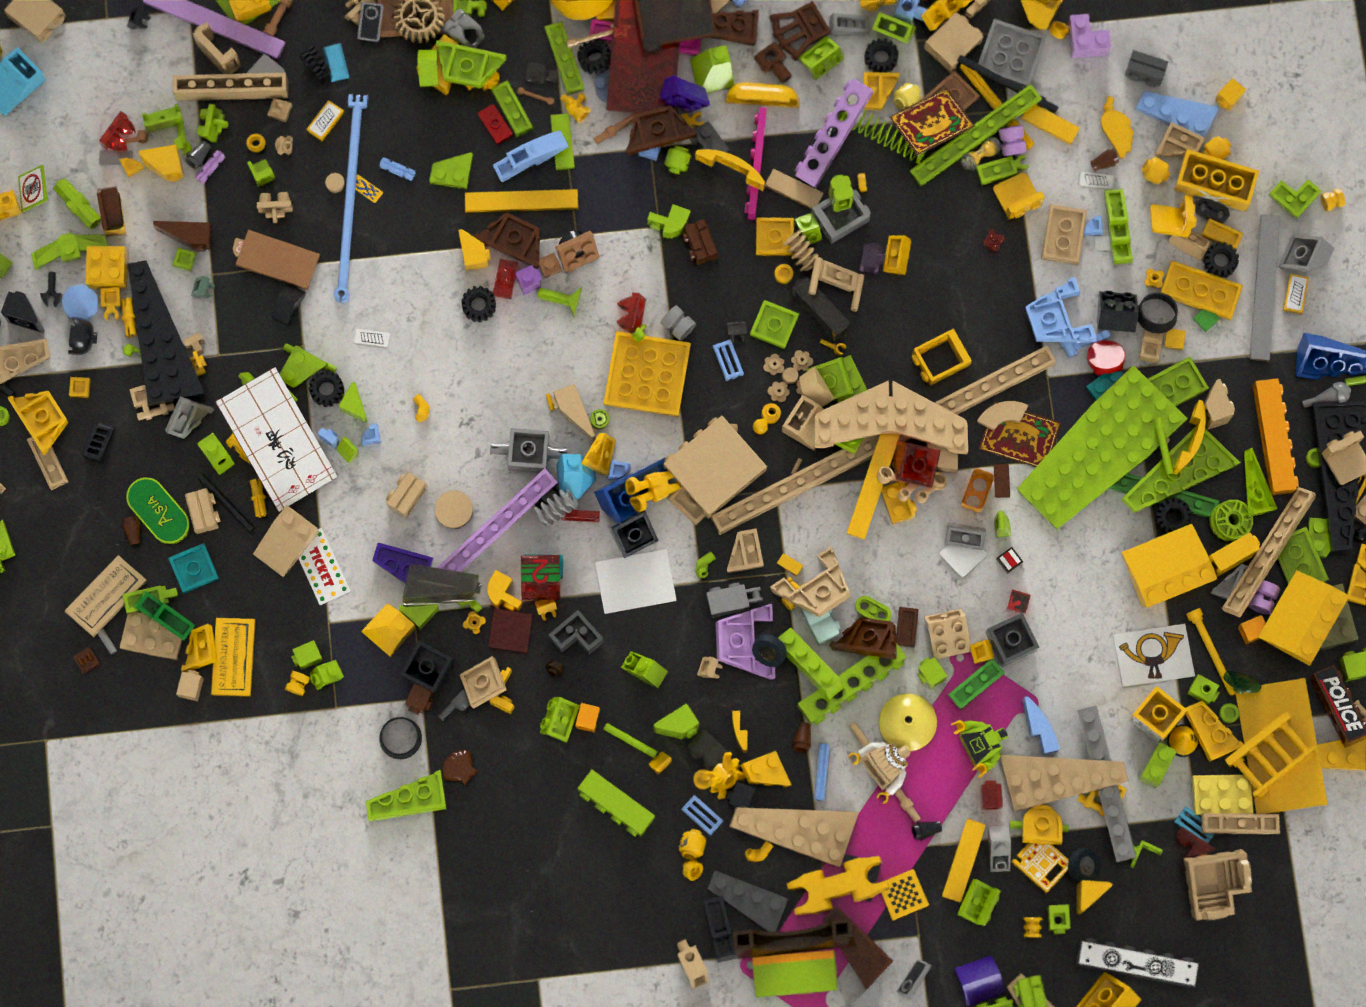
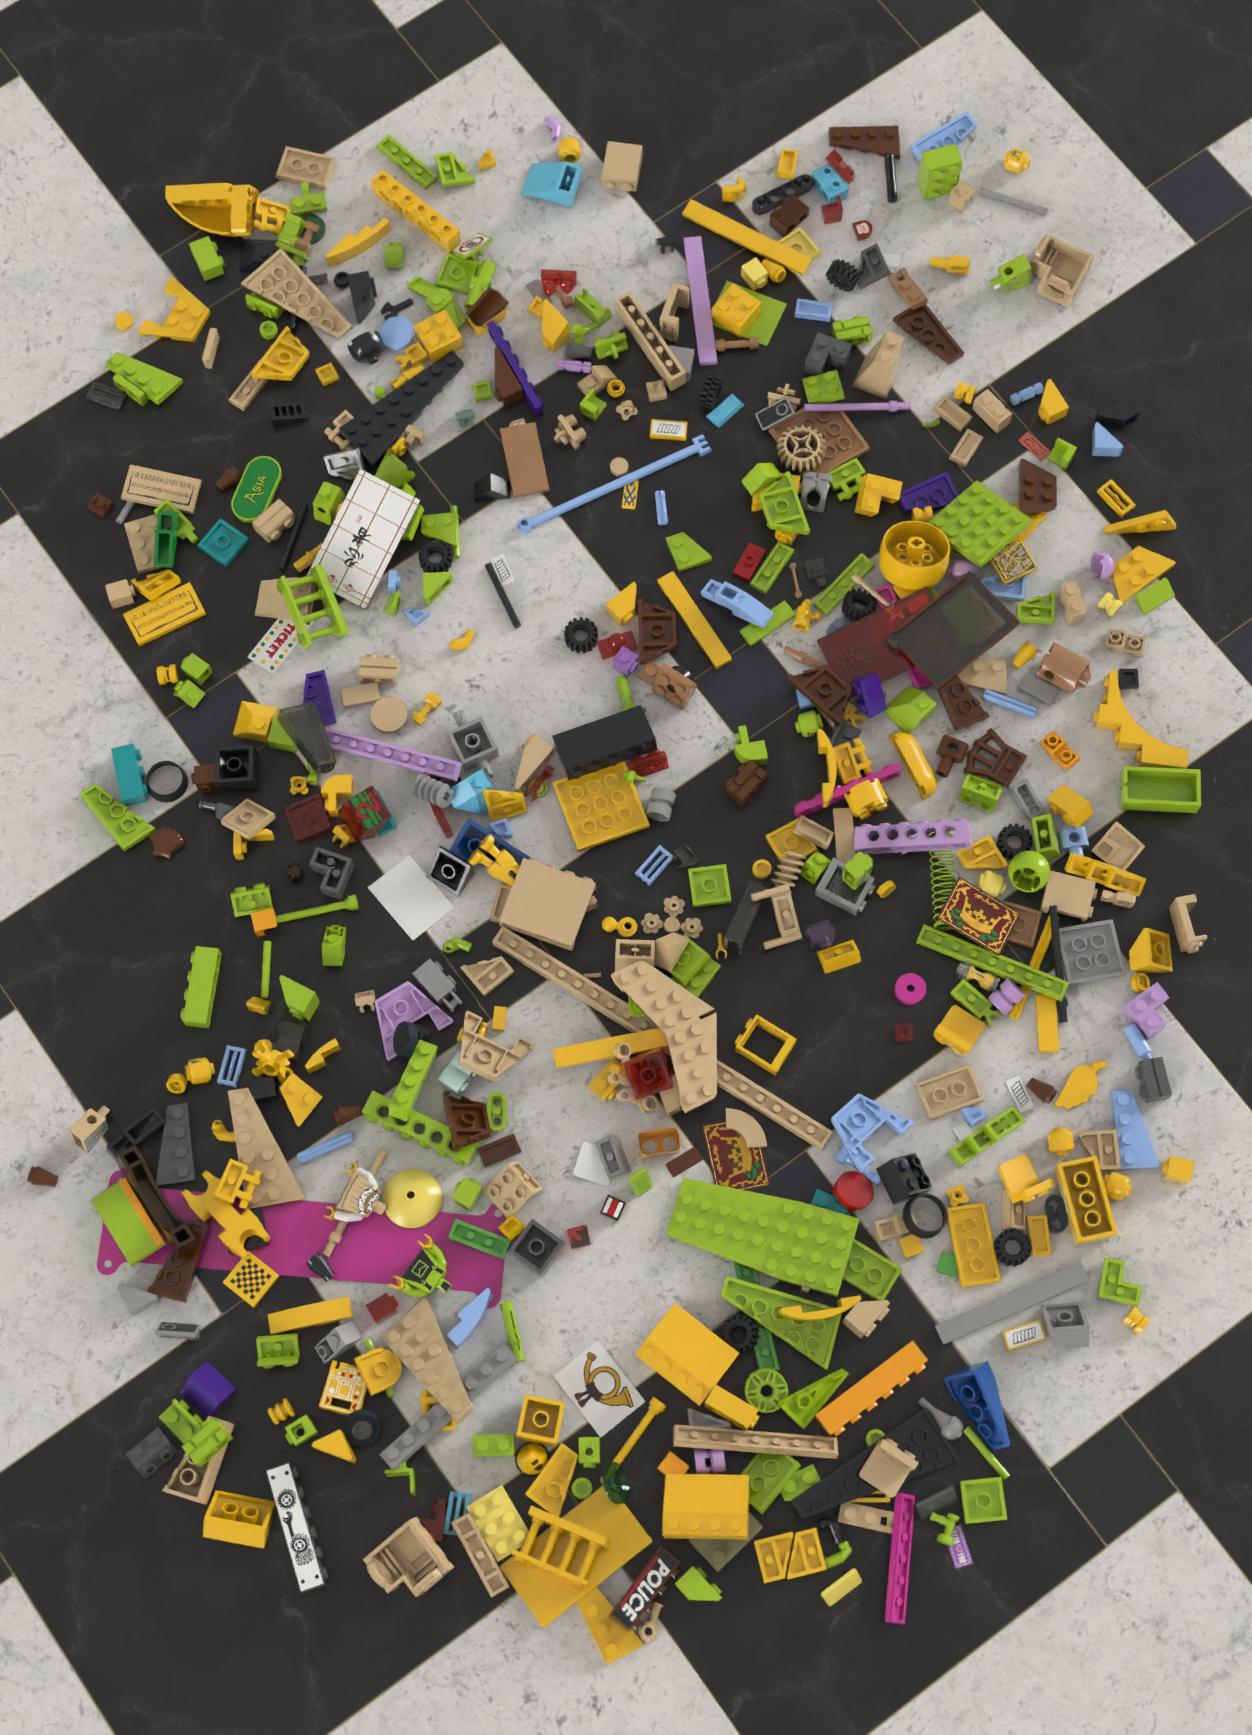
camera: 65 degrees right, 5 degrees down
(50, 218) = (457, 273): none -> lime tile
(137, 216) = (528, 388): none -> dark purple plate
(222, 379) = (394, 471): none -> lime cone
(237, 155) = (597, 380): none -> tan slope
(318, 502) = (324, 593): none -> lime fence
(375, 766) = (130, 774): none -> teal brick
(397, 350) = (502, 594): none -> black bar
(419, 523) = (360, 695): none -> tan tile
(464, 464) = (431, 701): none -> yellow bar
(595, 338) = (604, 742): none -> black brick
(597, 413) = (538, 782): none -> clear red arm
(612, 635) = (350, 903): none -> lime piece
(736, 148) = (846, 762): none -> yellow plate
(775, 151) = (866, 798): none -> yellow brick
(777, 212) = (813, 832): none -> tan tile
(813, 862) = (231, 1182): none -> yellow plate
(917, 58) = (1029, 871): none -> lime wheel
(953, 220) = (914, 981): none -> dark pink piece
(1063, 697) = (514, 1340): none -> lime pin
(1107, 61) = (1138, 1041): none -> light blue cylinder
(1163, 446) = (796, 1286): lime bar -> none

